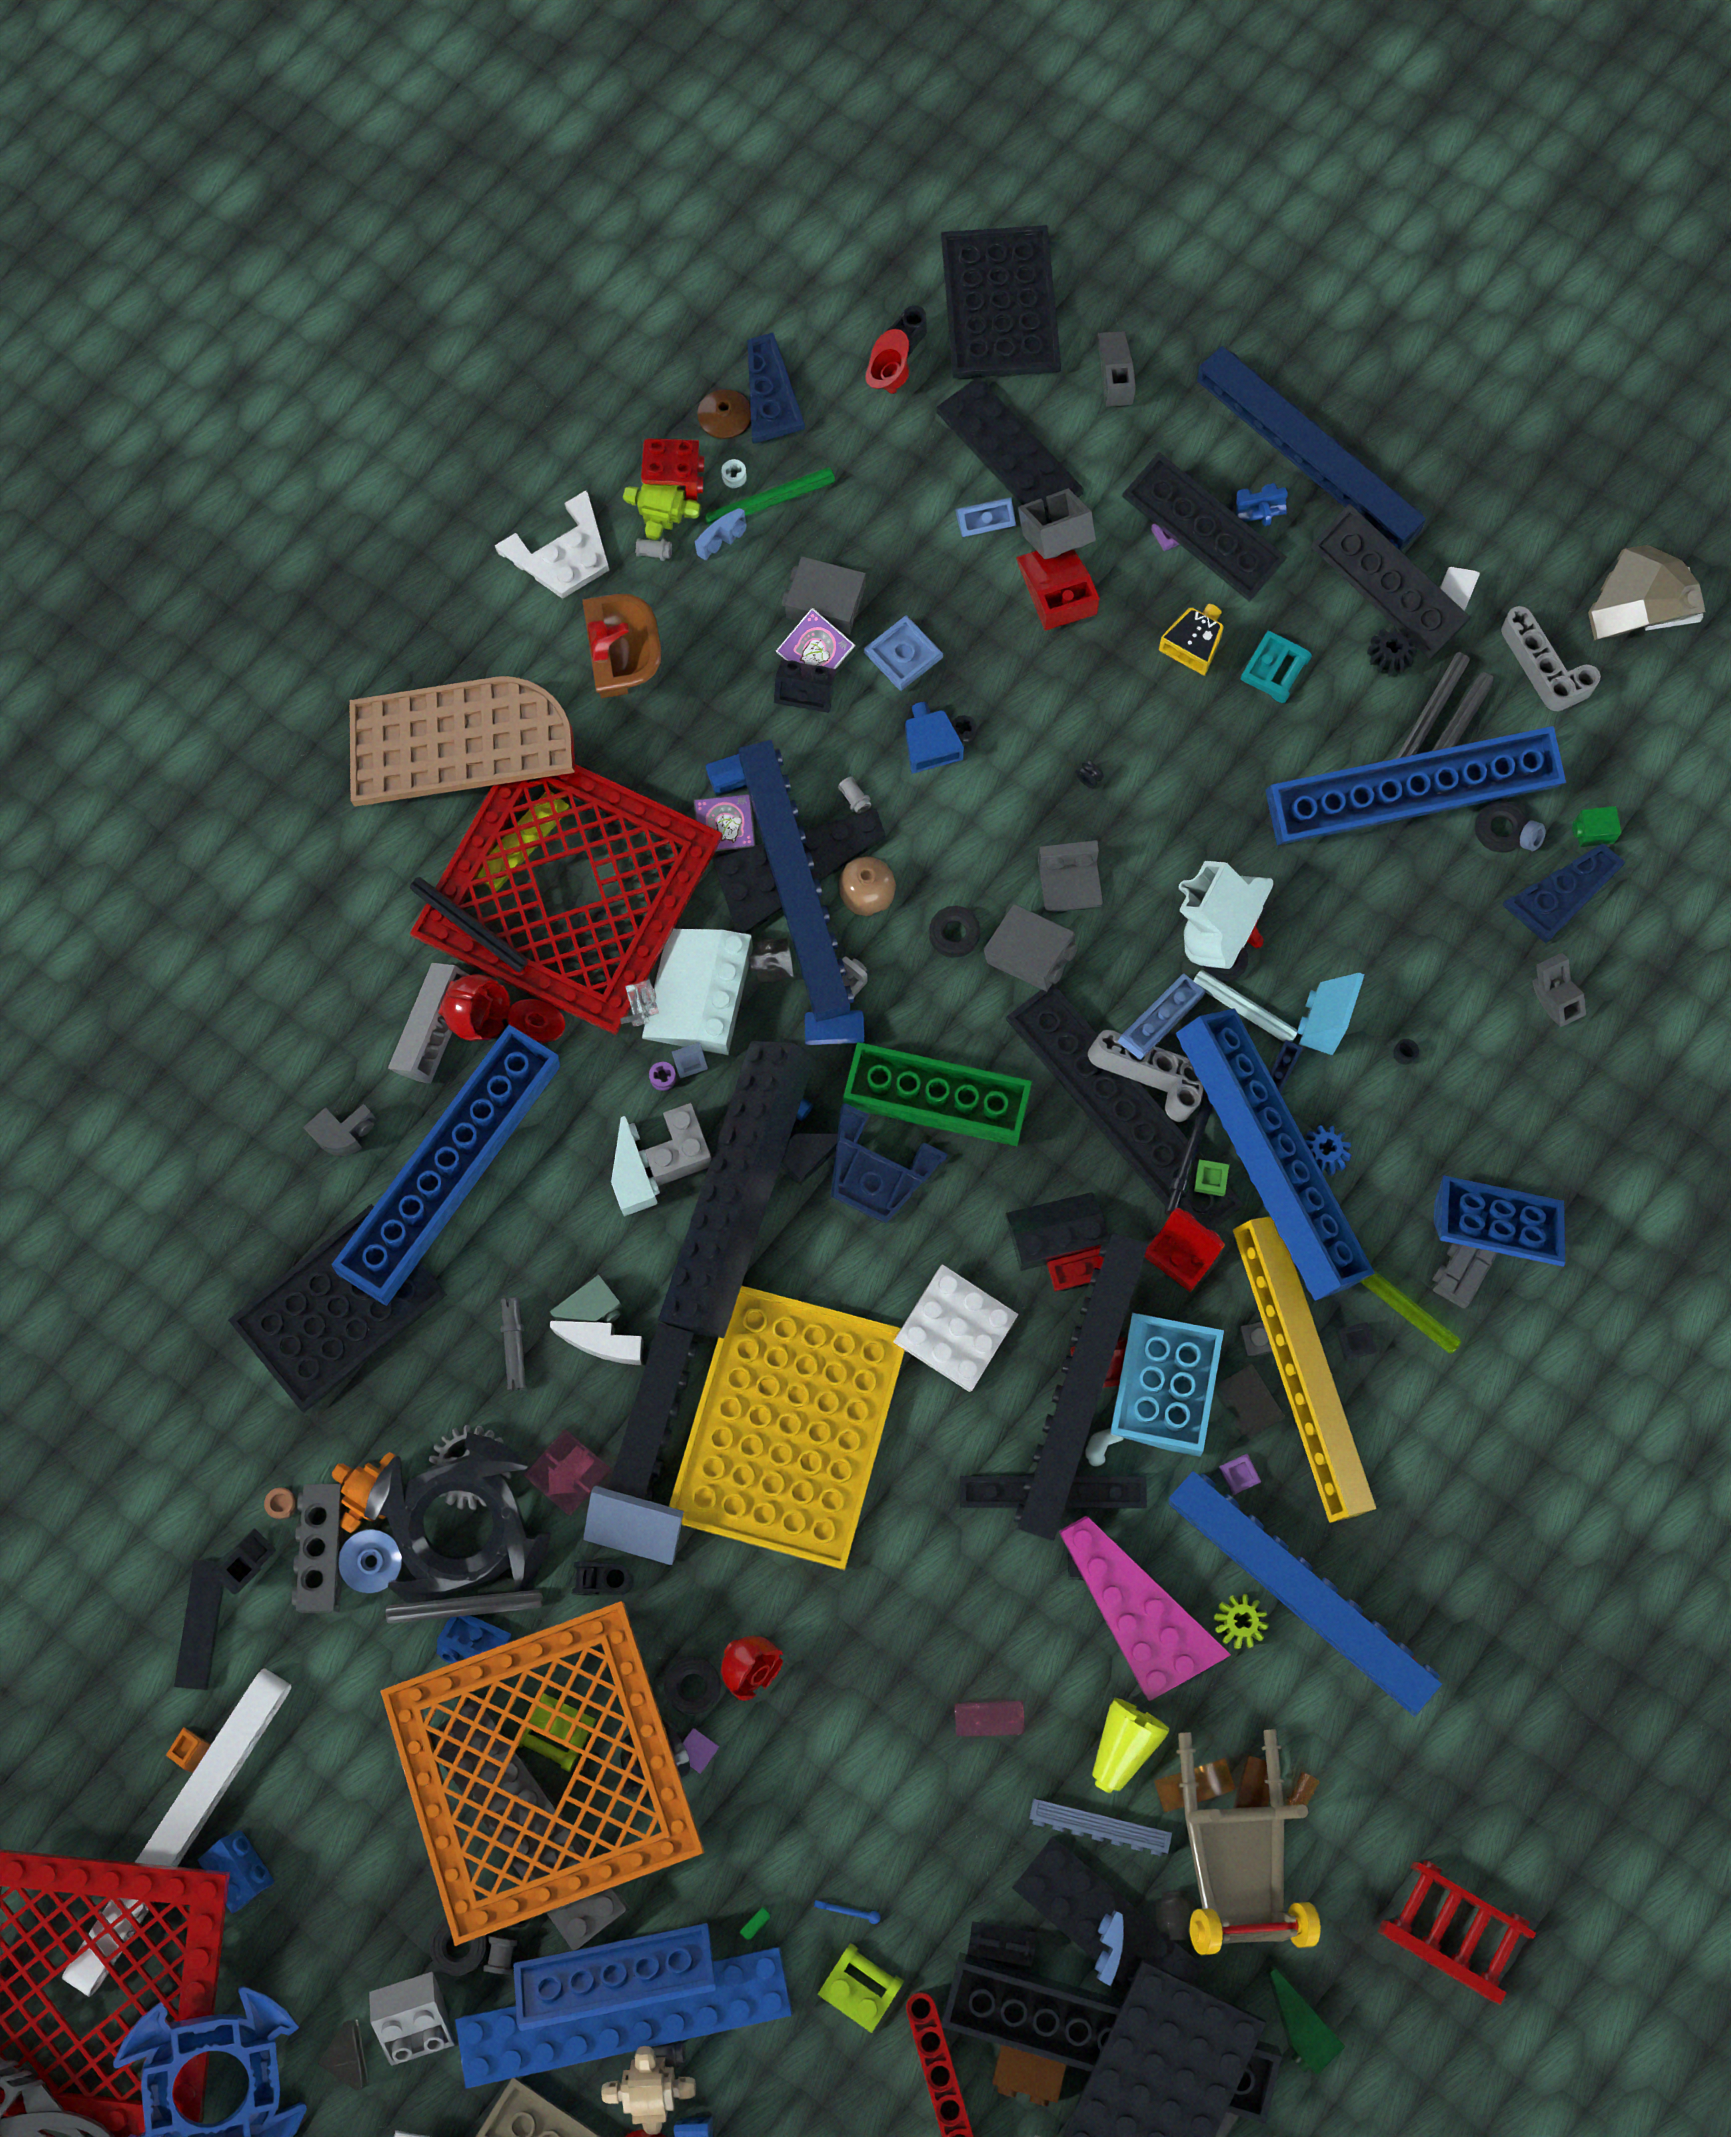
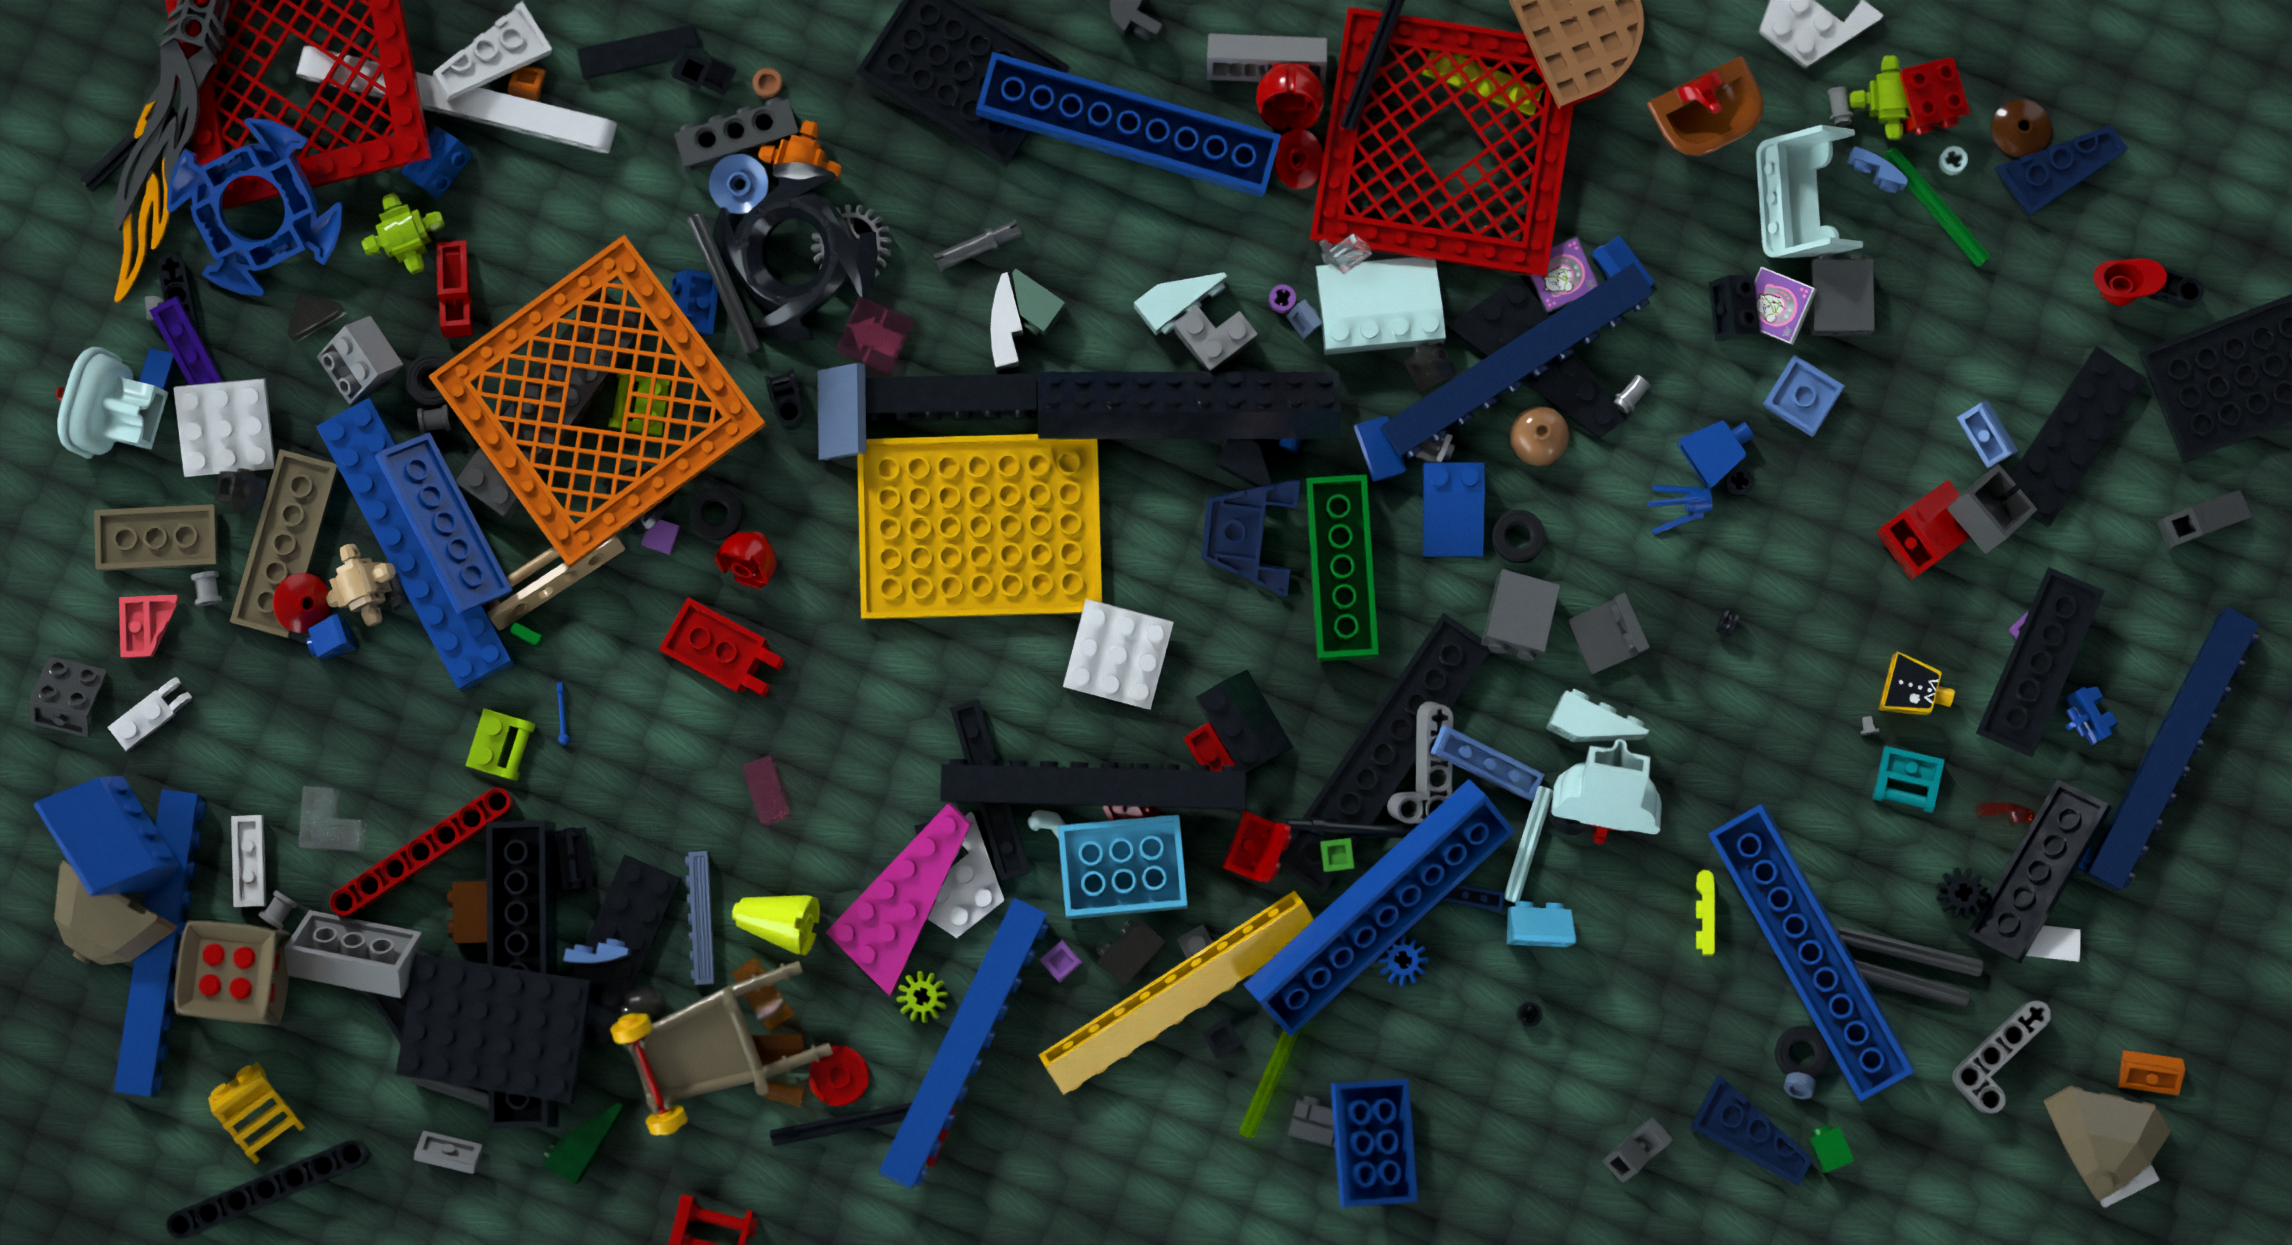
camera: 70 degrees right, 10 degrees up
(146, 1770) = (499, 51): none -> white wing
(296, 1929) = (403, 233): none -> lime piece
(373, 1892) = (454, 289): none -> red slope
(713, 1888) = (556, 581): none -> tan piece
(717, 612) = (1791, 194): none -> light aqua windscreen
(830, 1724) = (719, 648): none -> red tile
(911, 980) = (1453, 509): none -> blue slope
(970, 770) = (1694, 499): none -> blue plant
(1142, 923) = (1584, 722): none -> light aqua slope
(1147, 1541) = (969, 889): none -> white wing
(1215, 686) = (1868, 726): none -> light grey piece
(1300, 1731) = (839, 1077): none -> red tile
(1331, 590) = (2016, 812): none -> clear red slope
(1347, 1743) = (839, 1124): none -> black axle
(1352, 868) = (1706, 911): none -> neon yellow hinge
(1590, 547) = (2151, 1072): none -> orange slope

